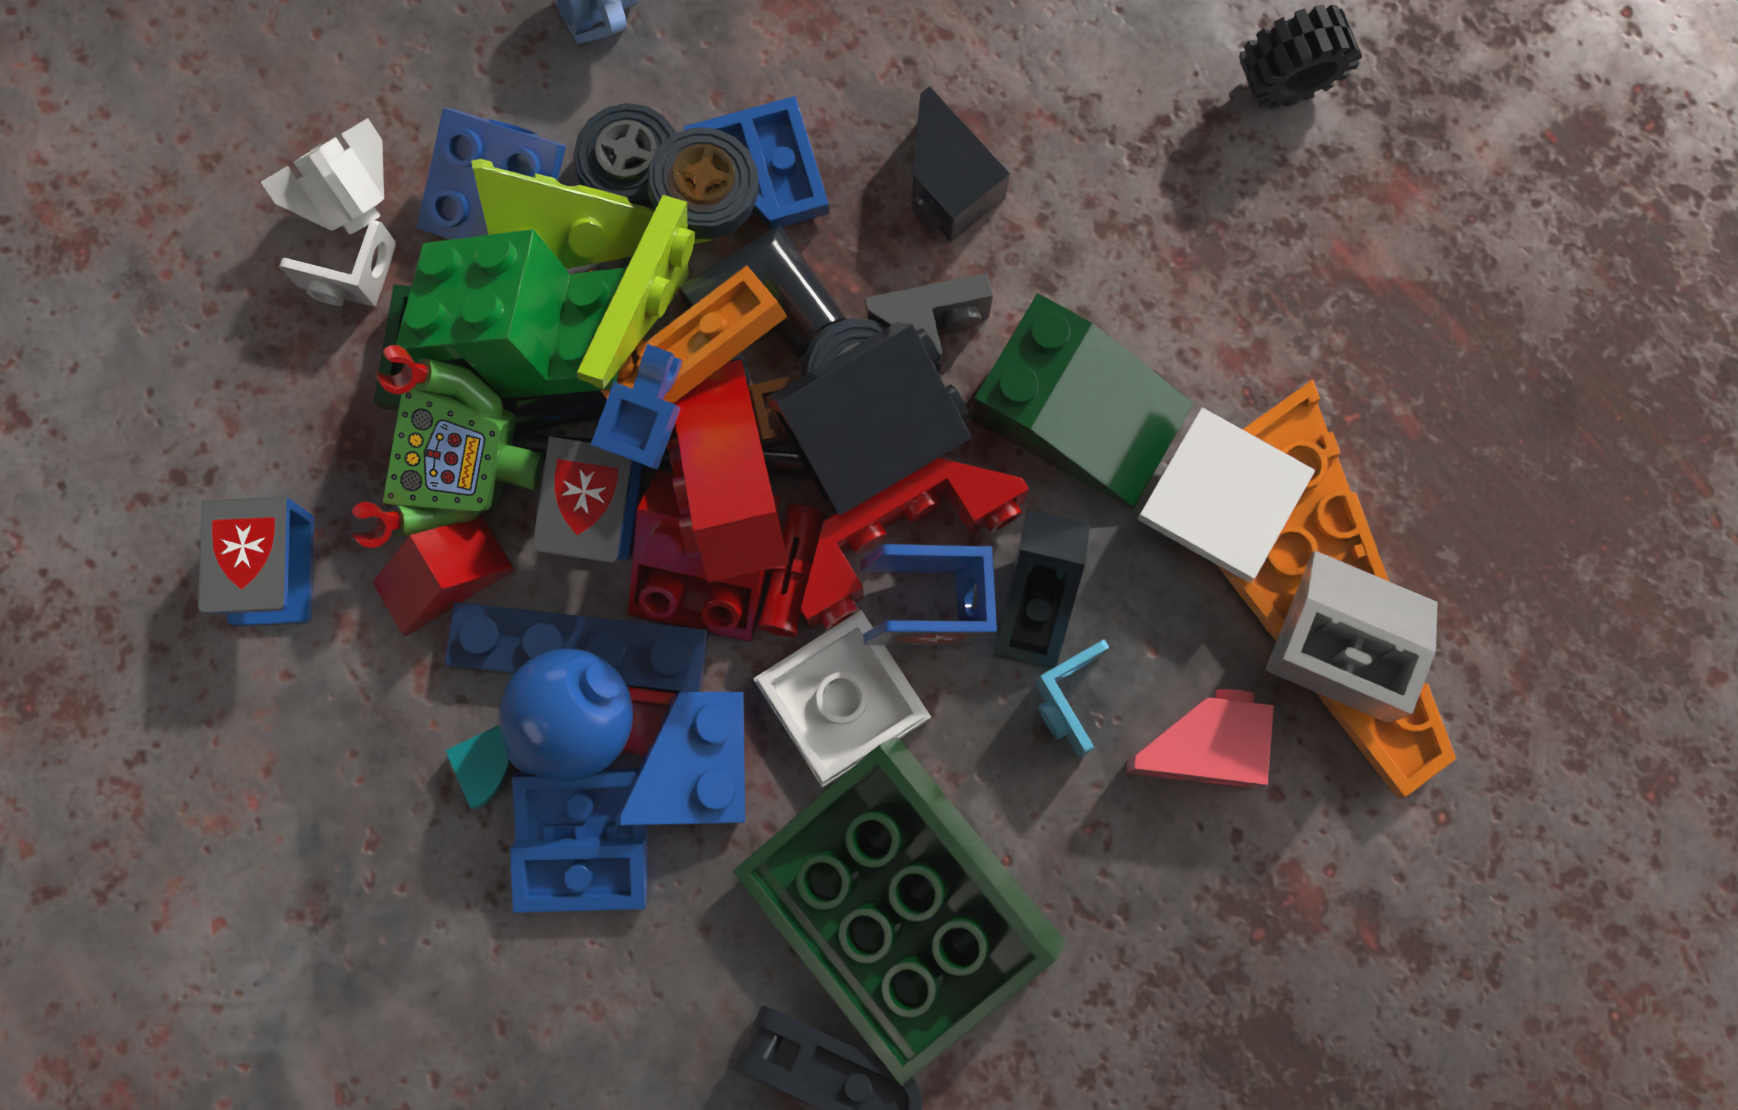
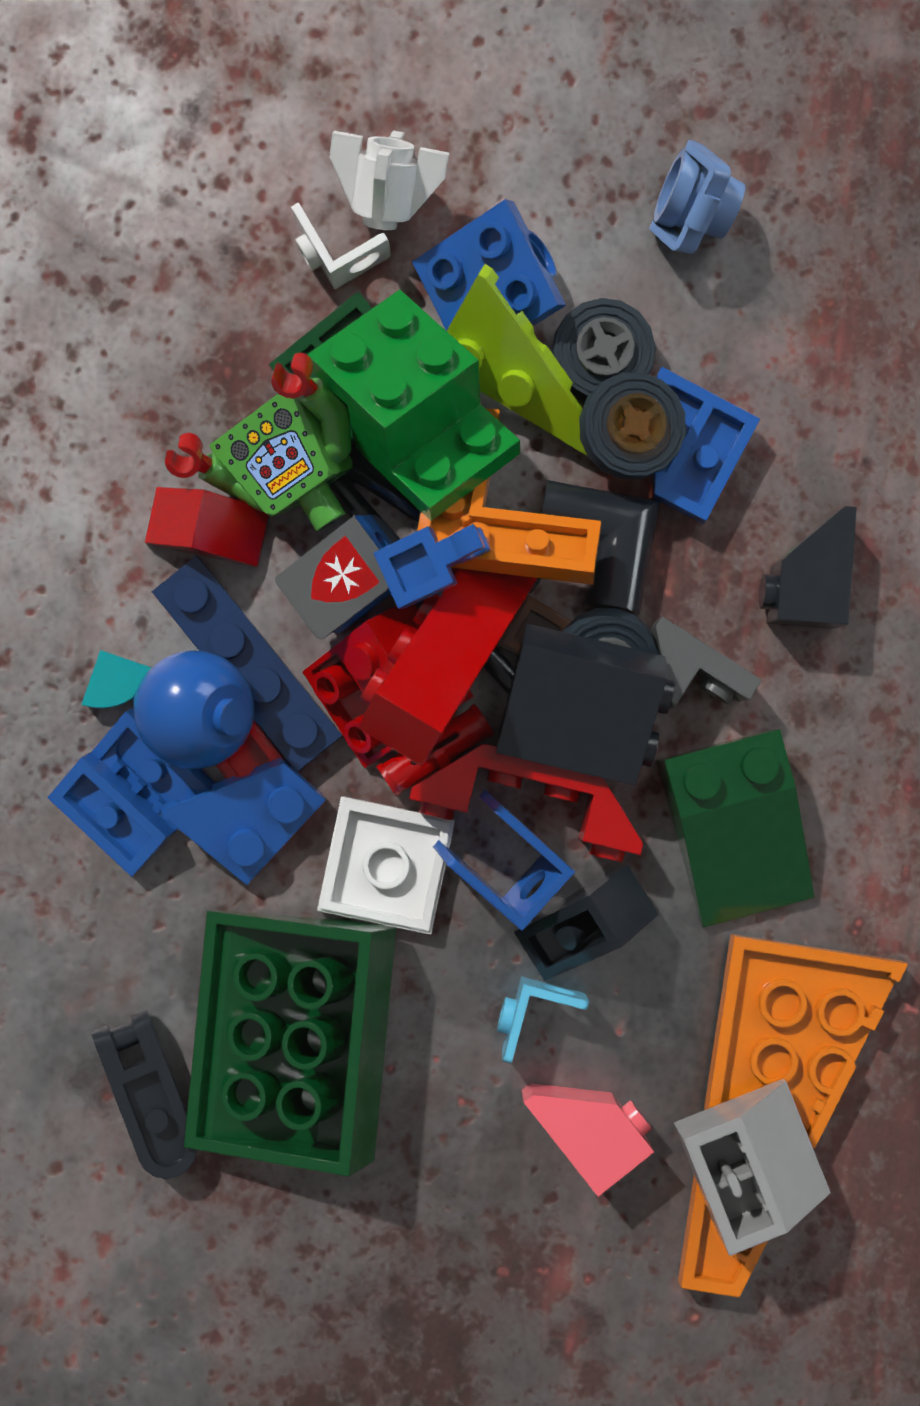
camera: 40 degrees right, 10 degrees up
(256, 561) = (91, 404): piece -> none
(643, 293) = (509, 476): lime wing -> none
(1226, 495) = (767, 985): white tile -> none

